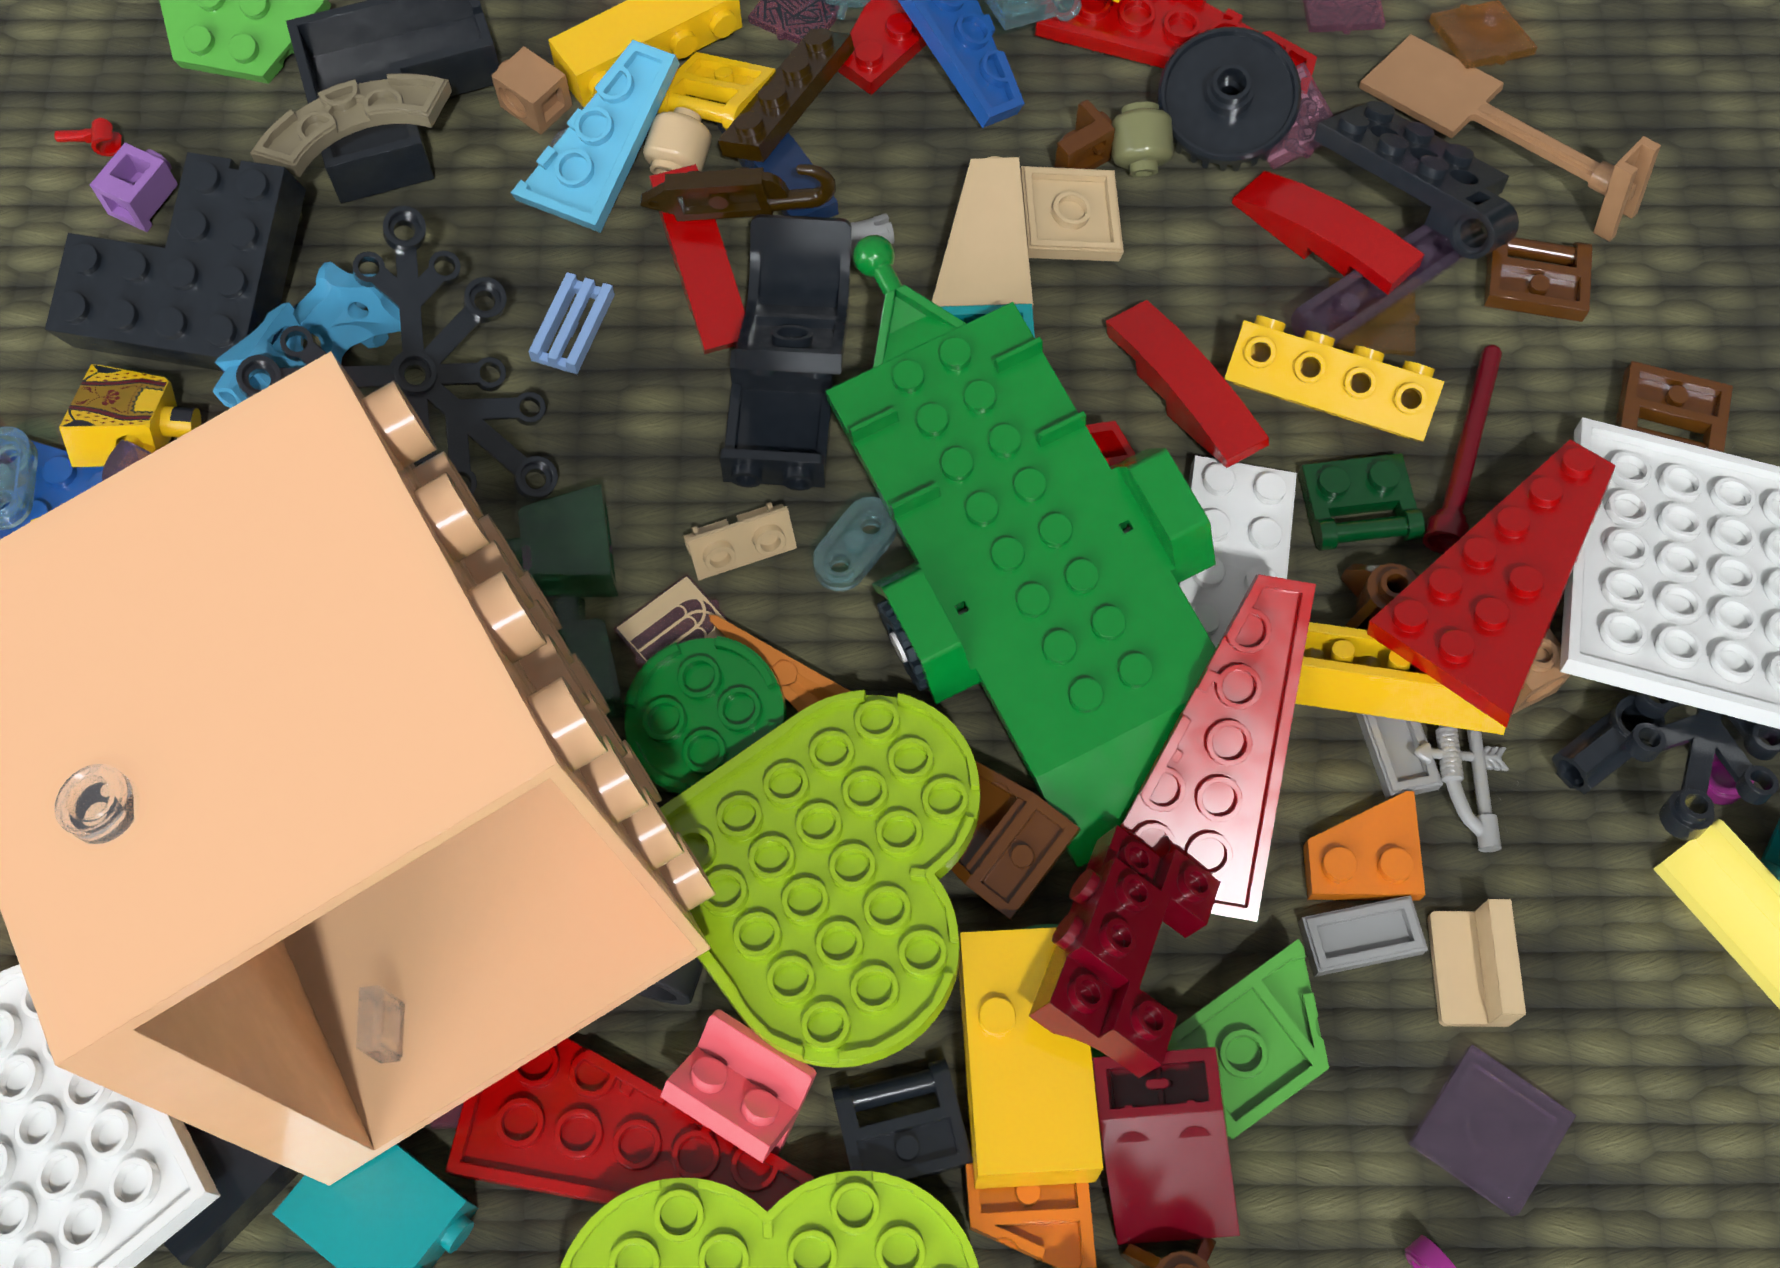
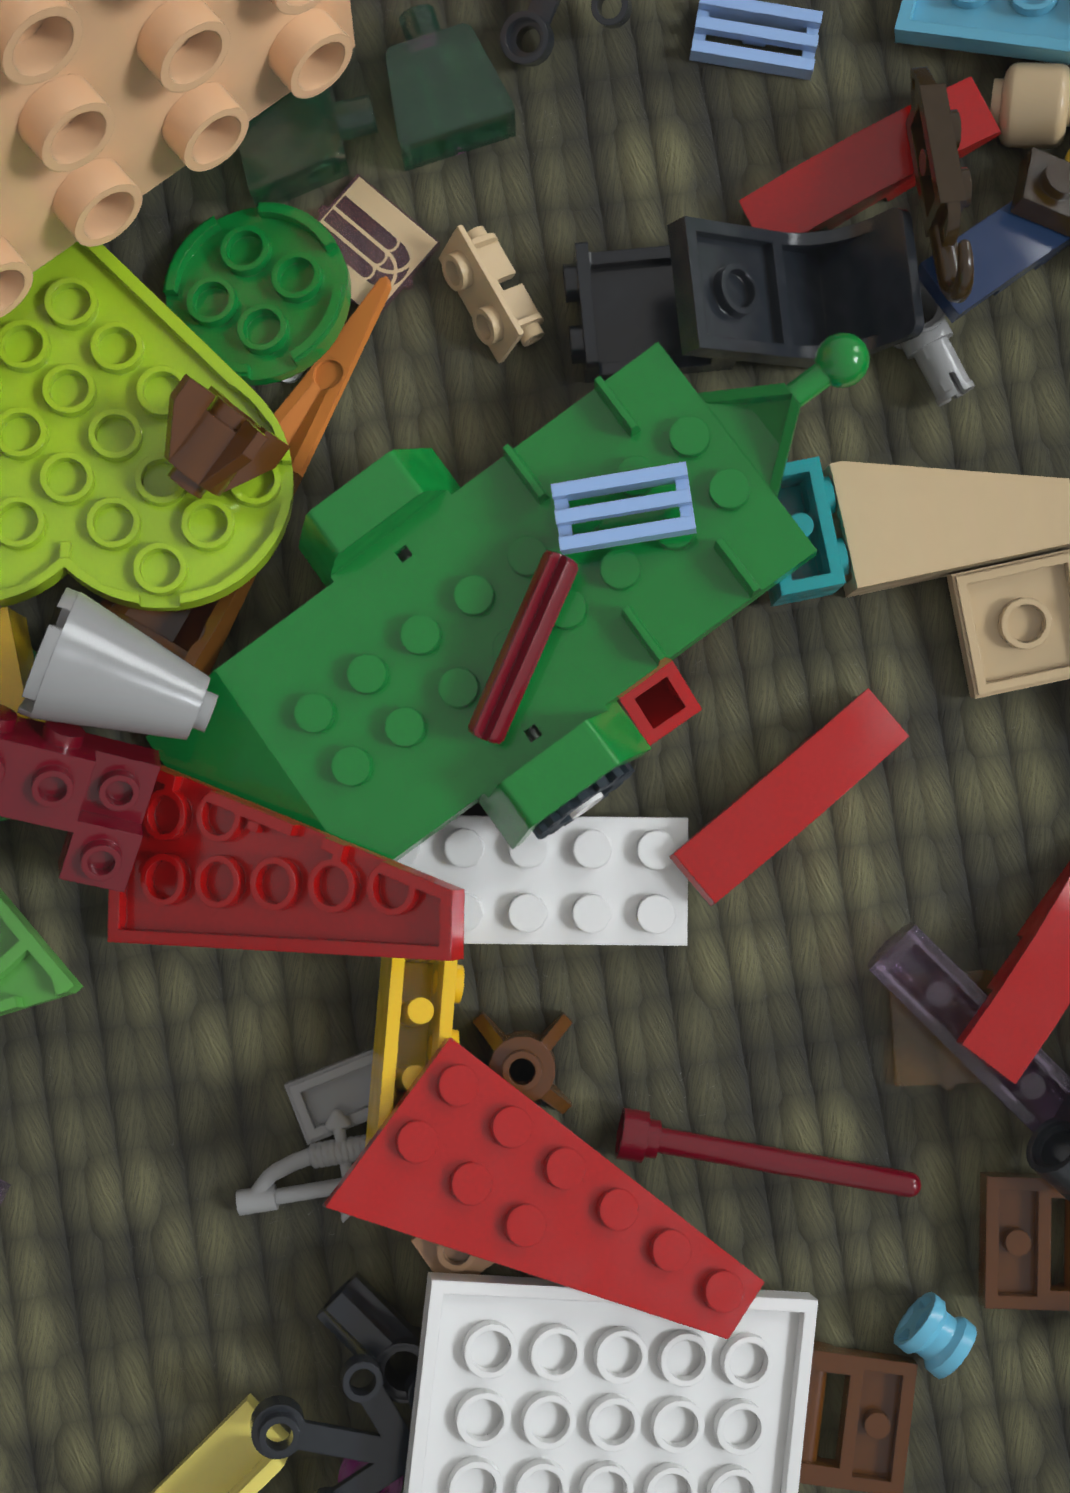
camera: 80 degrees right, 20 degrees up
(849, 726) = (215, 442): none -> reddish brown brick
(852, 546) = (507, 421): clear light blue plate -> none
(963, 378) = (616, 483): none -> light blue tile
(1036, 842) = (113, 676): none -> light grey cone
(1061, 512) = (523, 647): none -> dark red axle
(1334, 380) = (817, 980): yellow brick -> none
(1359, 488) = (684, 1023): dark green plate -> none
(1362, 936) = (117, 1063): light grey tile -> none
(1368, 855) = (210, 1064): orange wing -> none
(1476, 966) = (96, 1189): tan panel -> none
(1609, 347) = (935, 1335): none -> medium azure wheel

